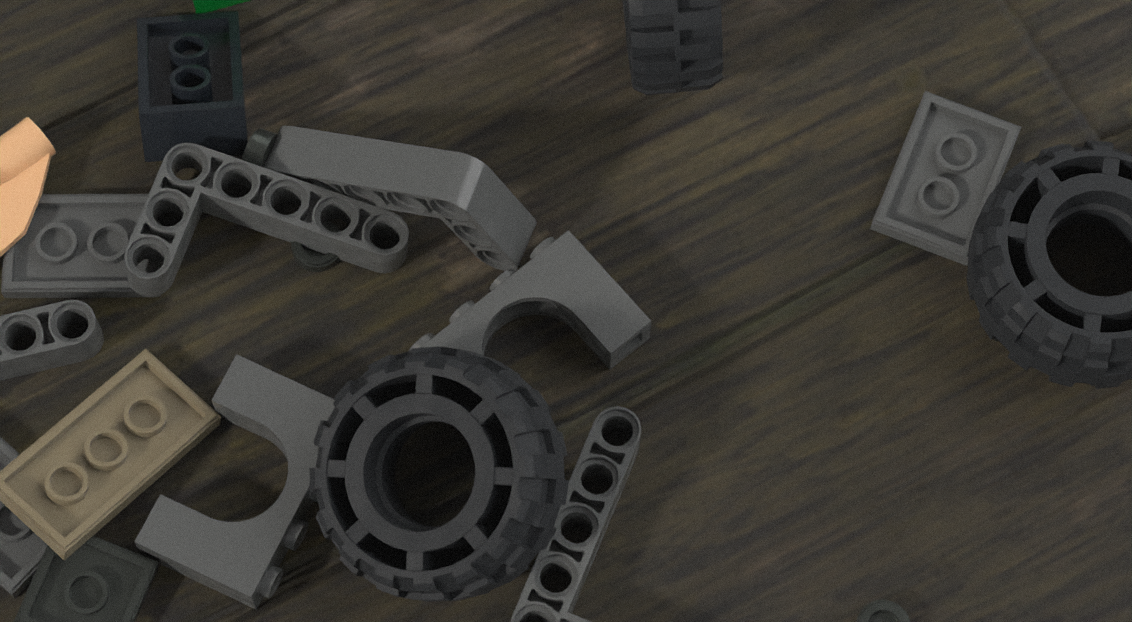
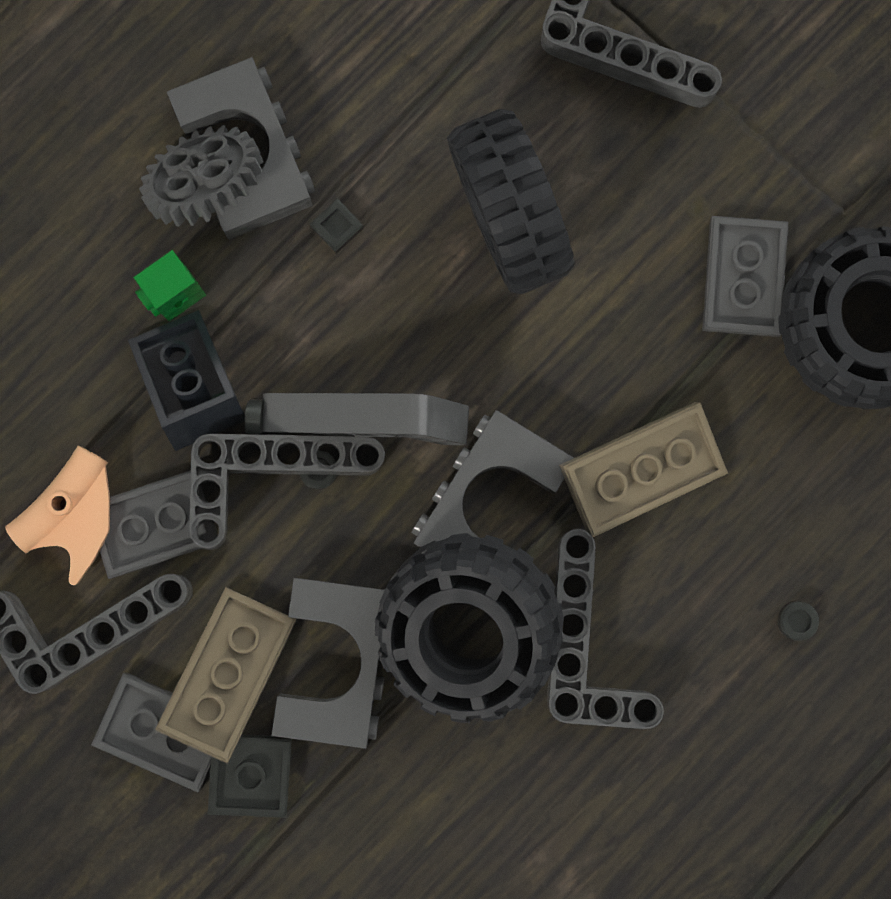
camera: 15 degrees left, 15 degrees up
(736, 364) = (643, 469): none -> dark tan tile

